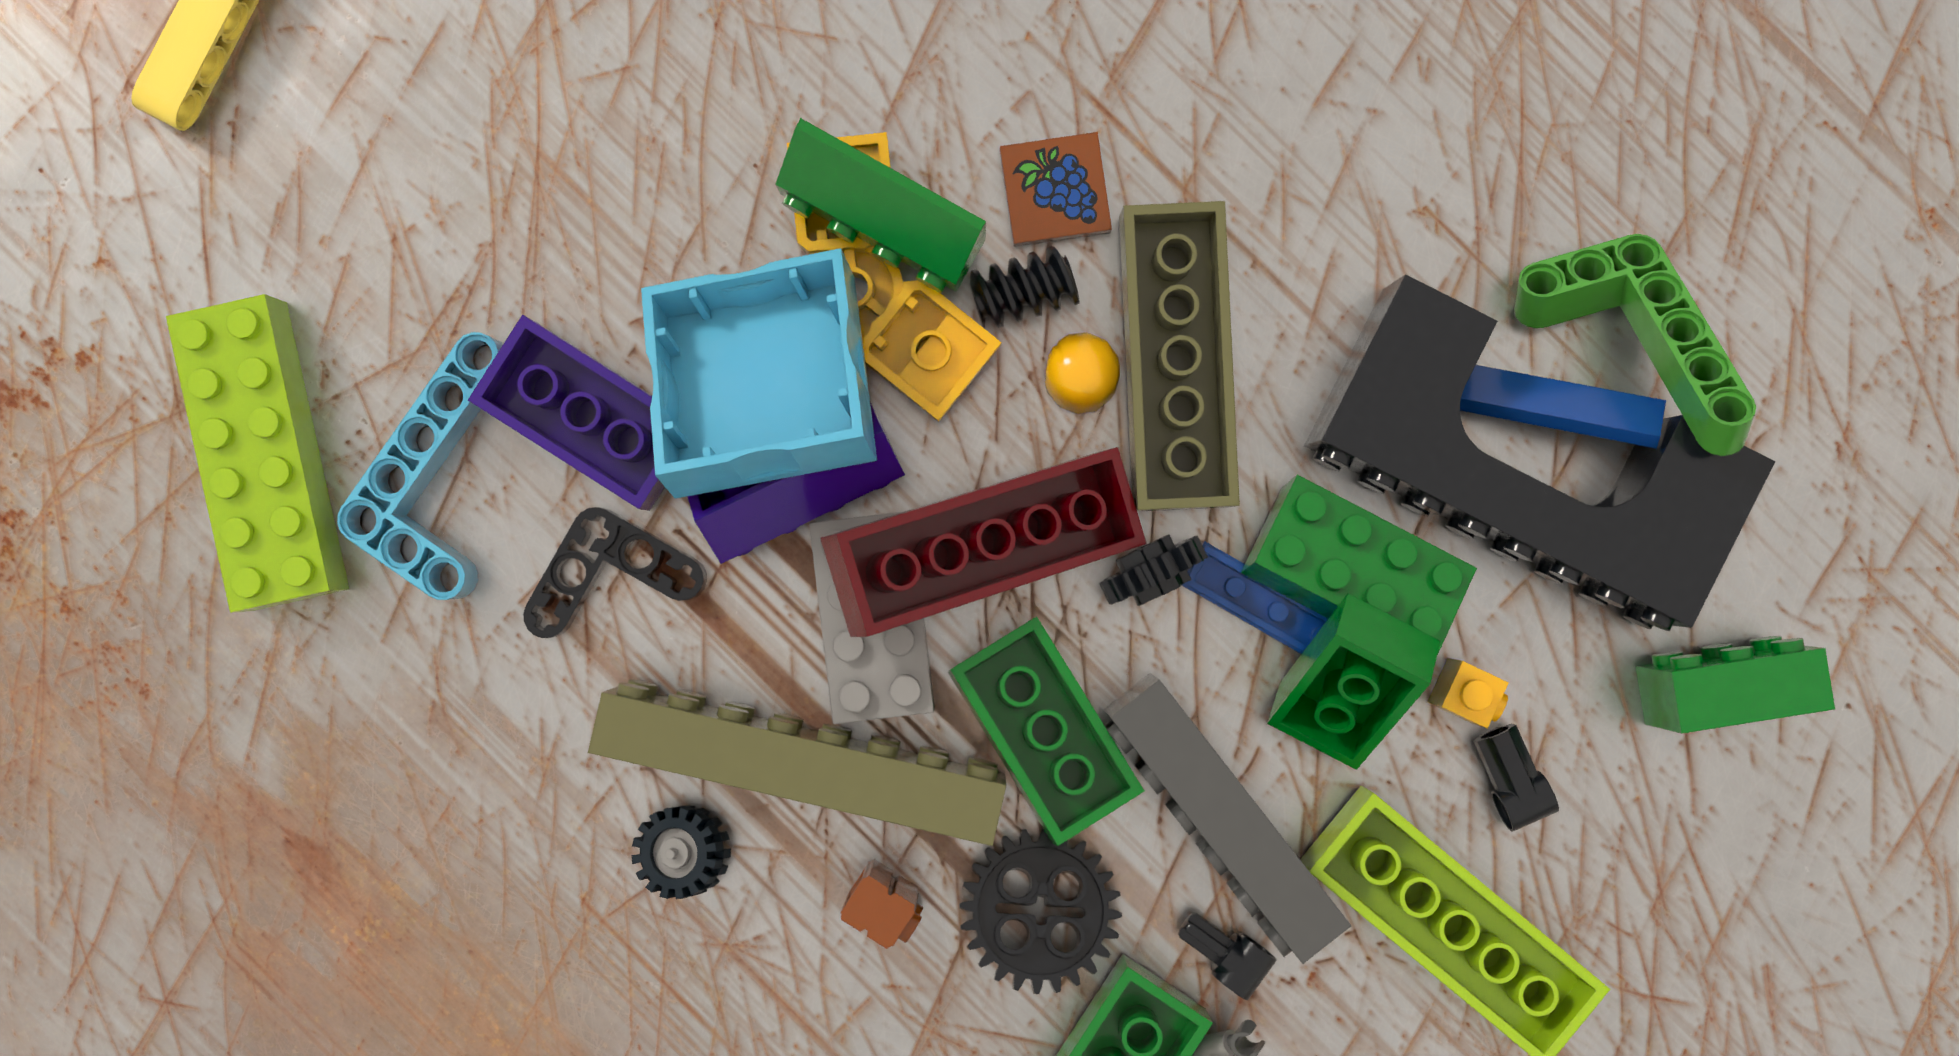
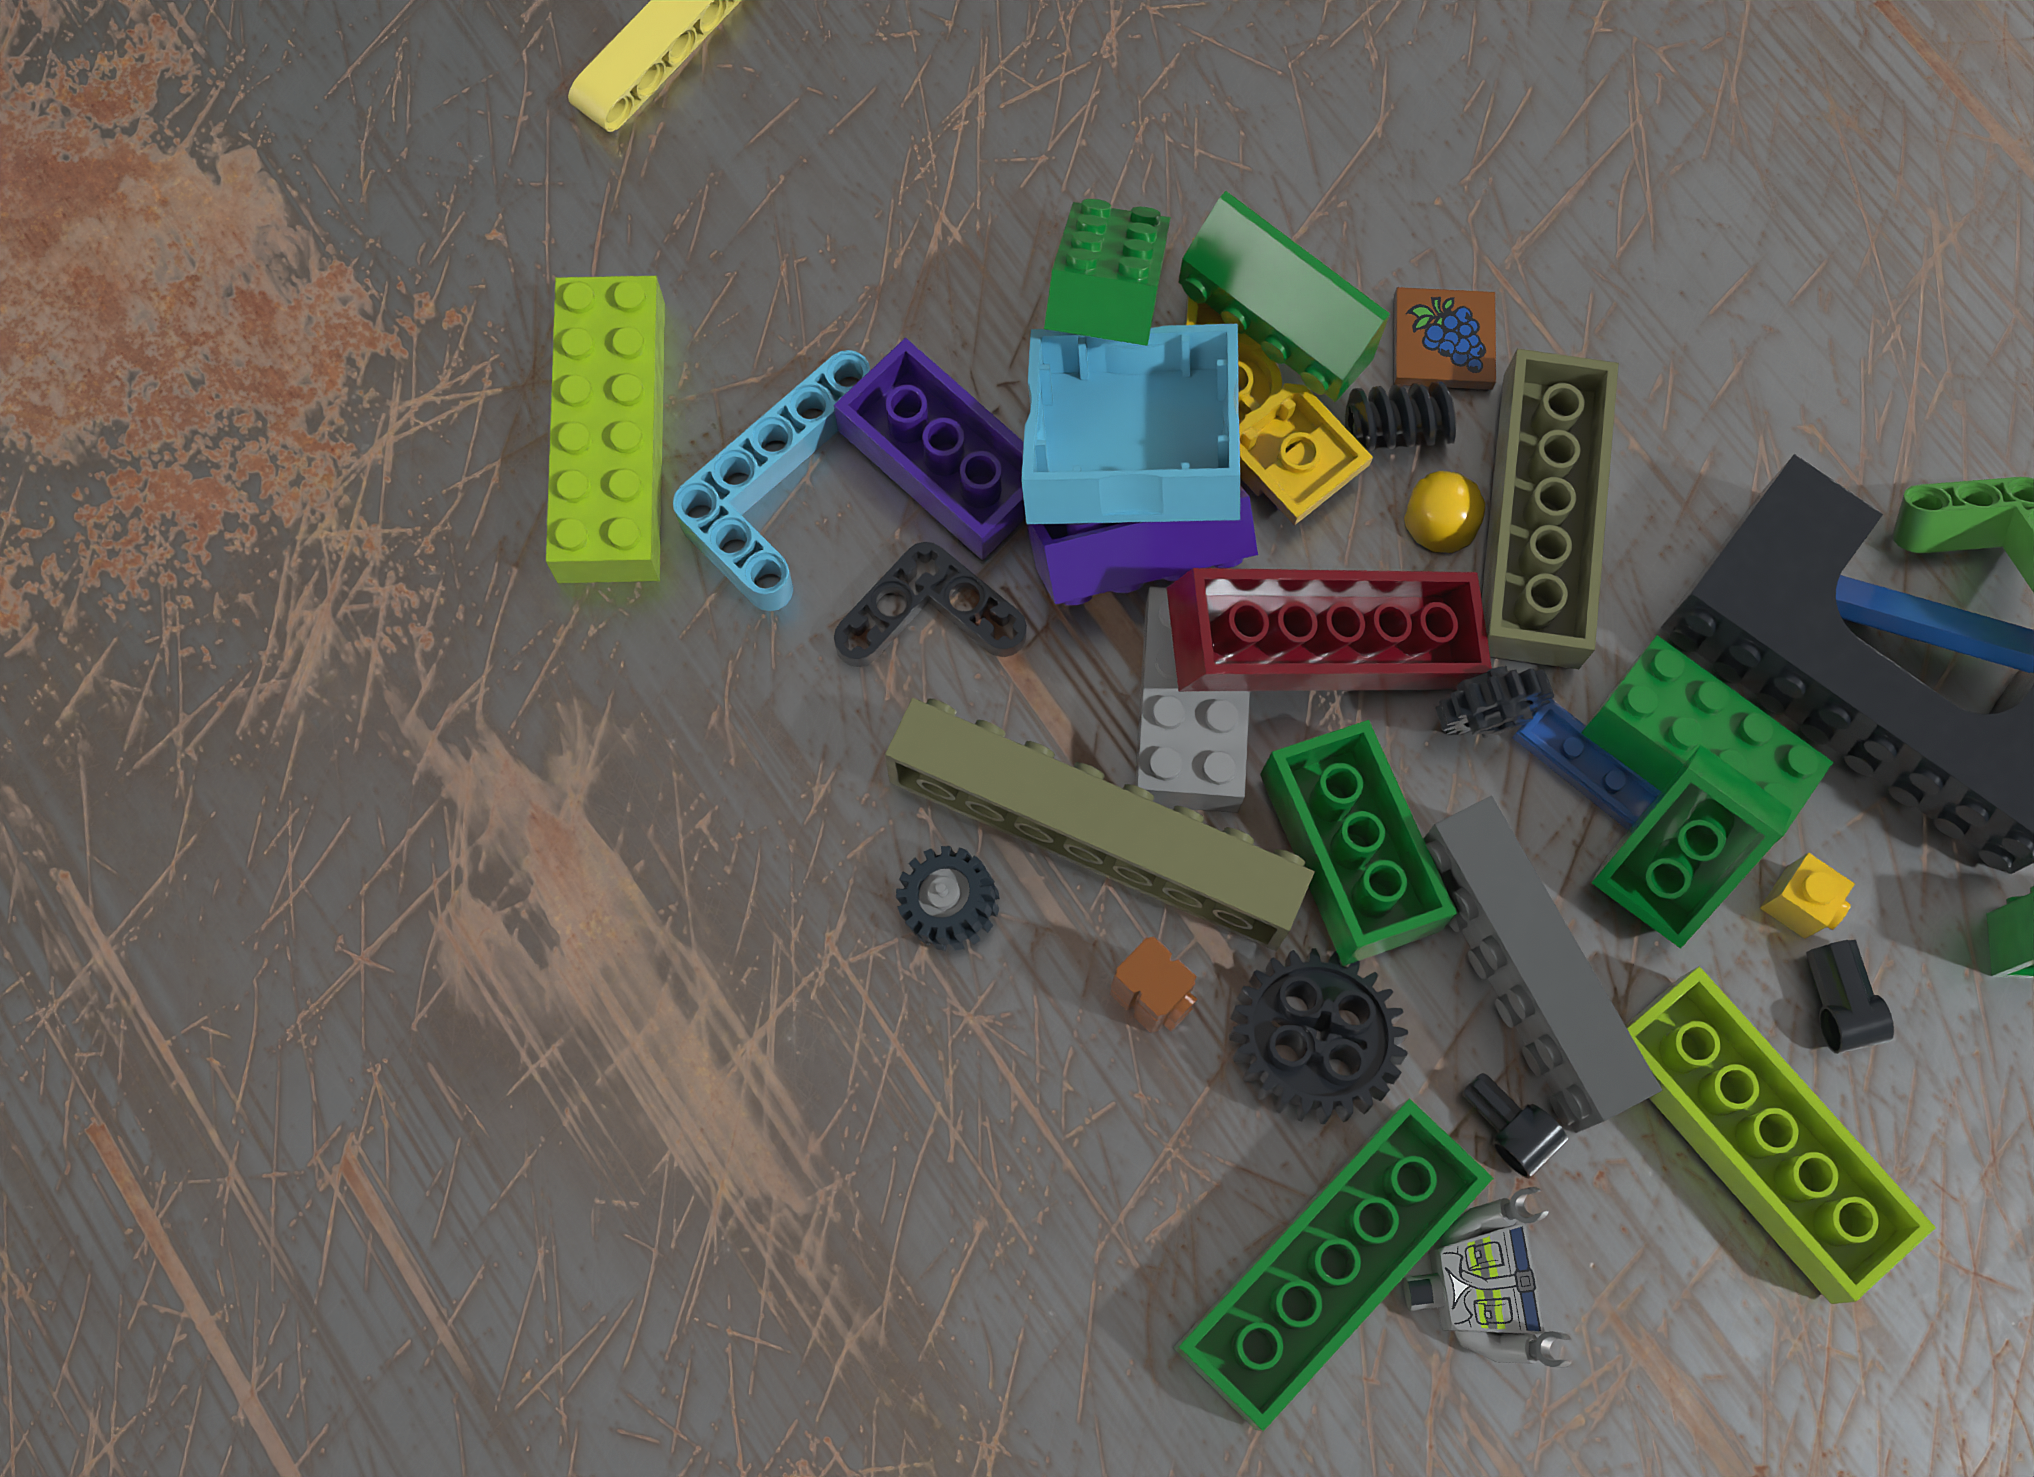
camera: 10 degrees right, 15 degrees down
(705, 212) = (1107, 272): none -> green brick

